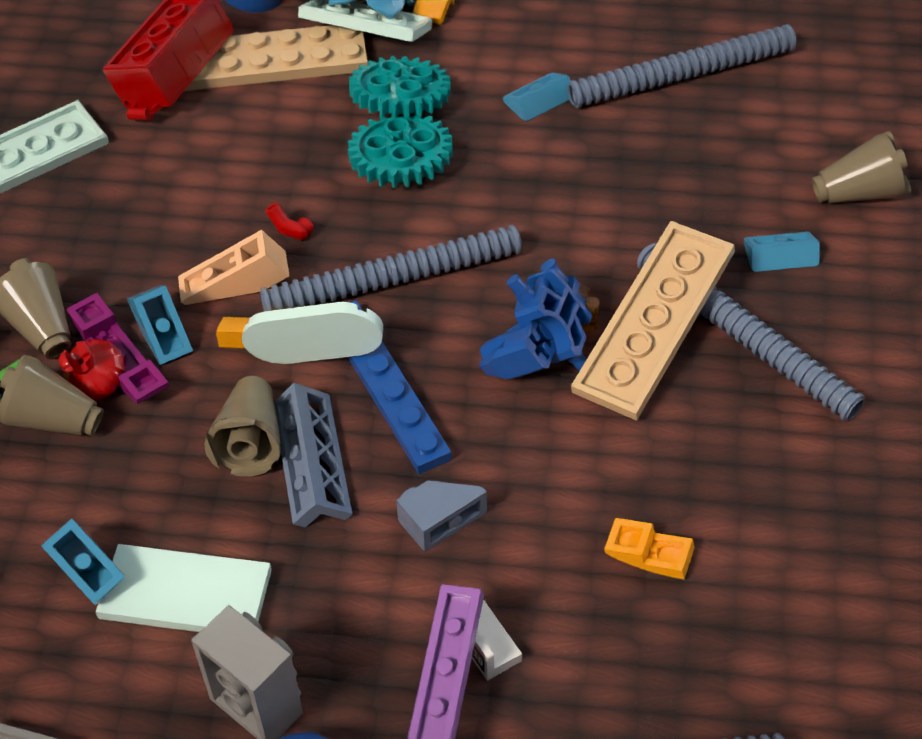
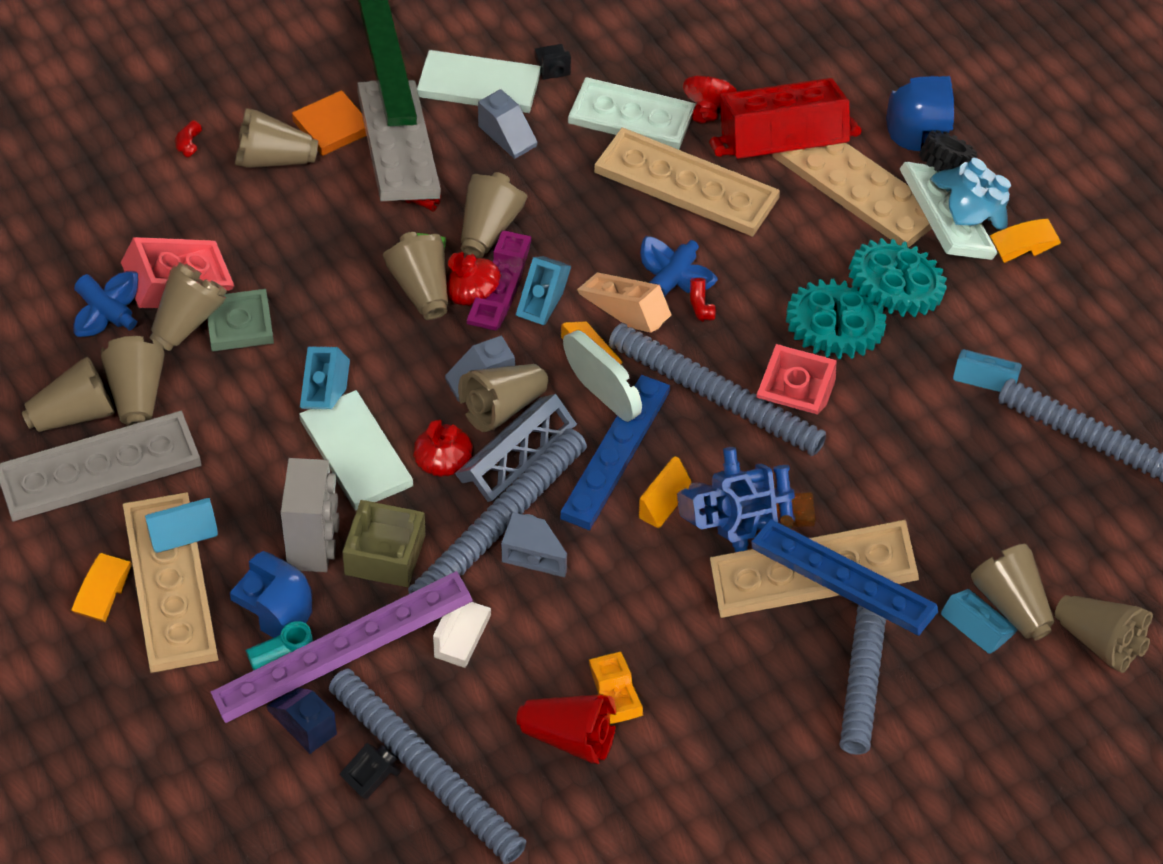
camera: 50 degrees right, 0 degrees up
(85, 83) = (706, 94): none -> red hair
(151, 155) = (687, 181): none -> tan plate
(194, 418) = (484, 355): none -> sand blue slope
(231, 218) = (673, 267): none -> blue plant
(255, 517) = (442, 449): none -> red hair
(328, 634) = (384, 543): none -> olive container
(382, 526) = (497, 517): none -> sand blue piece
(446, 206) = (798, 379): none -> coral slope
(468, 377) = (661, 496): none -> light orange slope
(674, 608) = (571, 724): none -> red cone
(697, 295) = (845, 577): none -> blue plate
(785, 204) = (1016, 590): none -> dark tan cone

